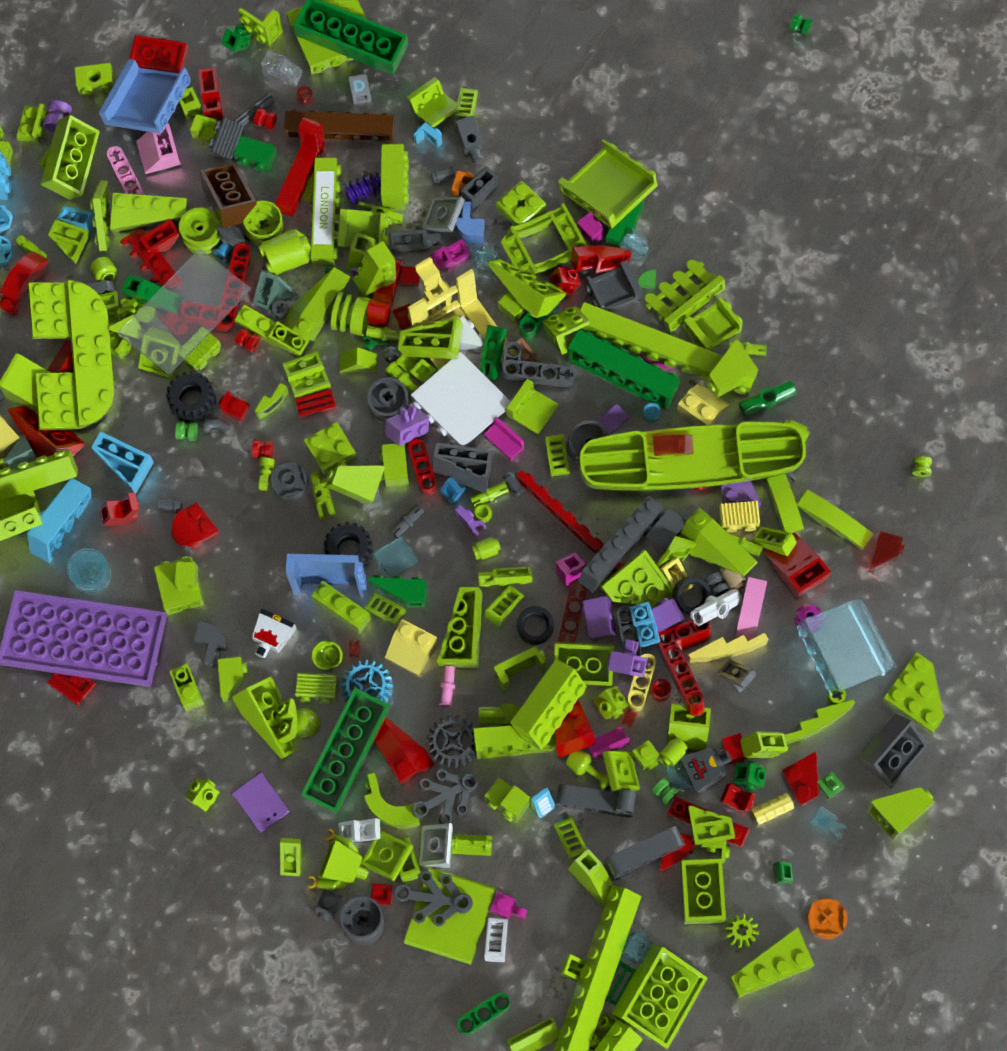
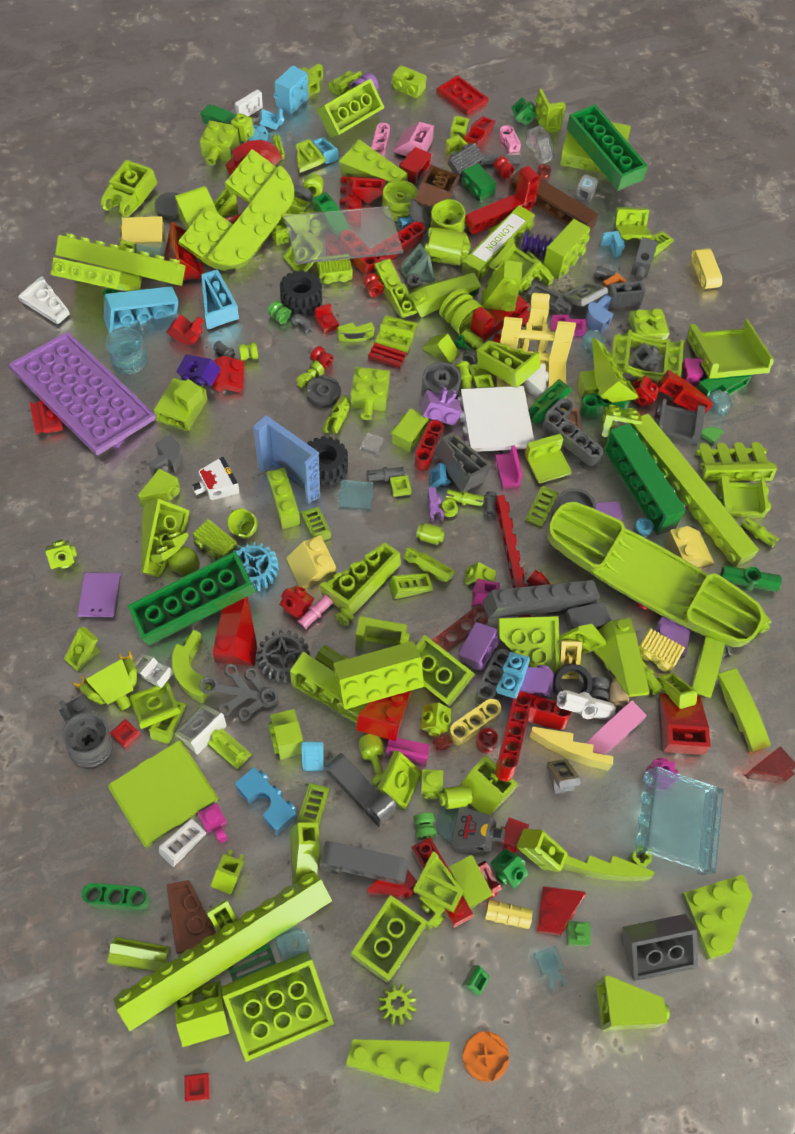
camera: 30 degrees right, 10 degrees down
(39, 351) = (226, 203): none -> lime slope
(100, 205) = (342, 143): lime plate -> none
(143, 98) = (429, 104): medium blue panel -> none
(159, 542) = (198, 370): none -> dark purple brick
(182, 178) = (416, 164): none -> red brick
(186, 687) = (120, 474): lime slope -> none
(193, 490) = (244, 353): none -> lime wheel
(245, 79) = (510, 140): none -> bright pink piece
(354, 648) = (267, 534): clear red bush -> none
(356, 481) = (368, 416): lime slope -> none
(405, 591) = (343, 522): green slope -> none
(426, 688) = (296, 601): none -> red brick
(427, 523) = (400, 486): none -> lime plate
(437, 899) = (162, 770): dark grey plant -> none
(474, 672) = (344, 616): none -> lime bush
(516, 856) = (255, 786): none -> dark azure arch
(529, 104) = (706, 268): none -> light yellow beam
(535, 610) = (423, 602): black tyre -> none
(542, 242) = (646, 356): none -> dark grey brick
(548, 988) = (187, 916): none -> copper wing
(550, 934) = (227, 872): none -> lime brick
(551, 554) = (479, 571): none -> lime bracket
(605, 526) = (537, 579): none -> red cone
(628, 662) = (474, 691): medium lavender brick -> none
(673, 445) = (643, 553): clear red slope -> none
(729, 805) = (471, 881): none -> lime panel
(732, 370) = (735, 533): lime slope -> none

